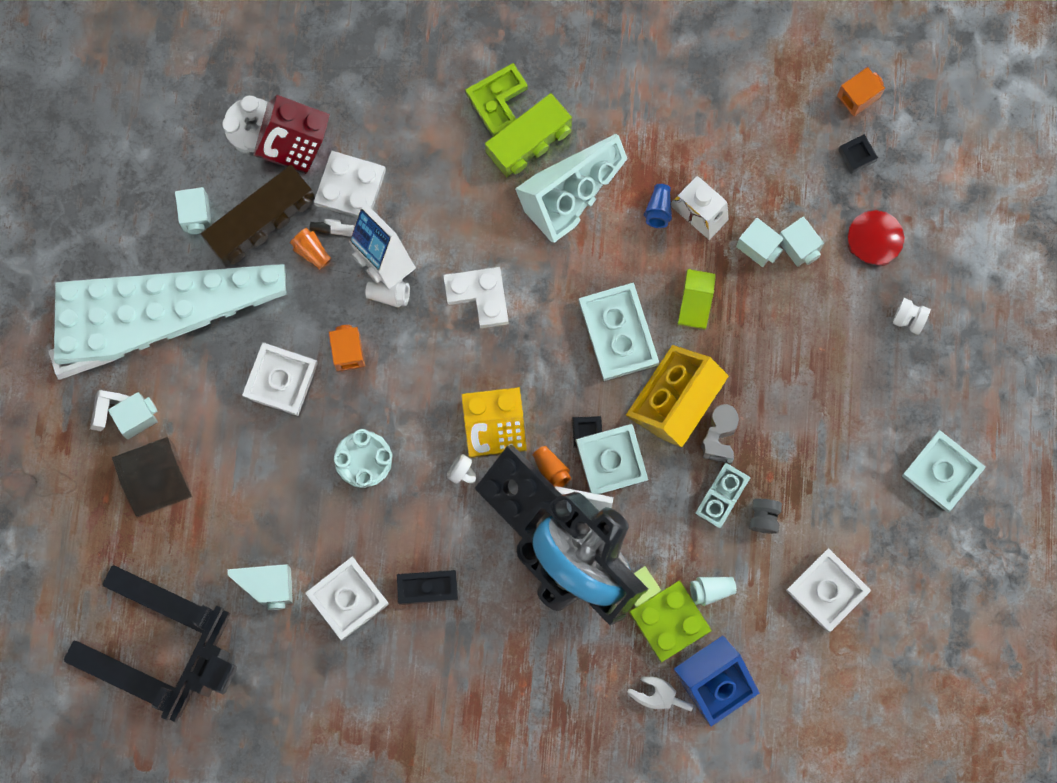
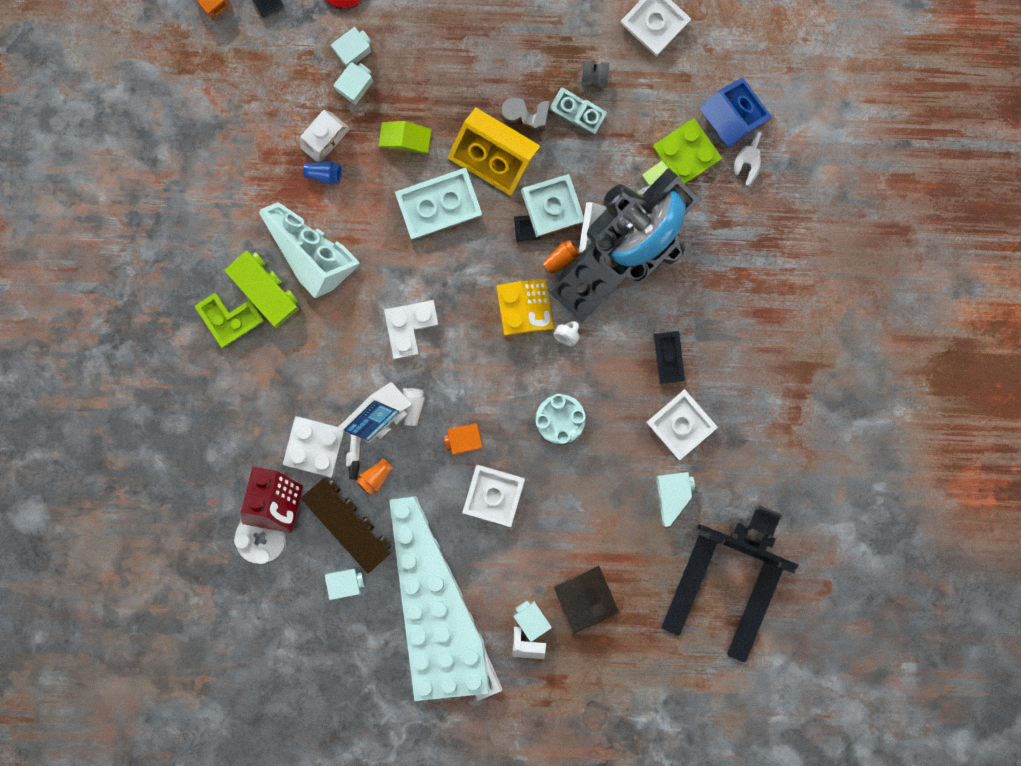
camera: 90 degrees left, 10 degrees up
(711, 589) = (659, 118): light aqua cone -> none

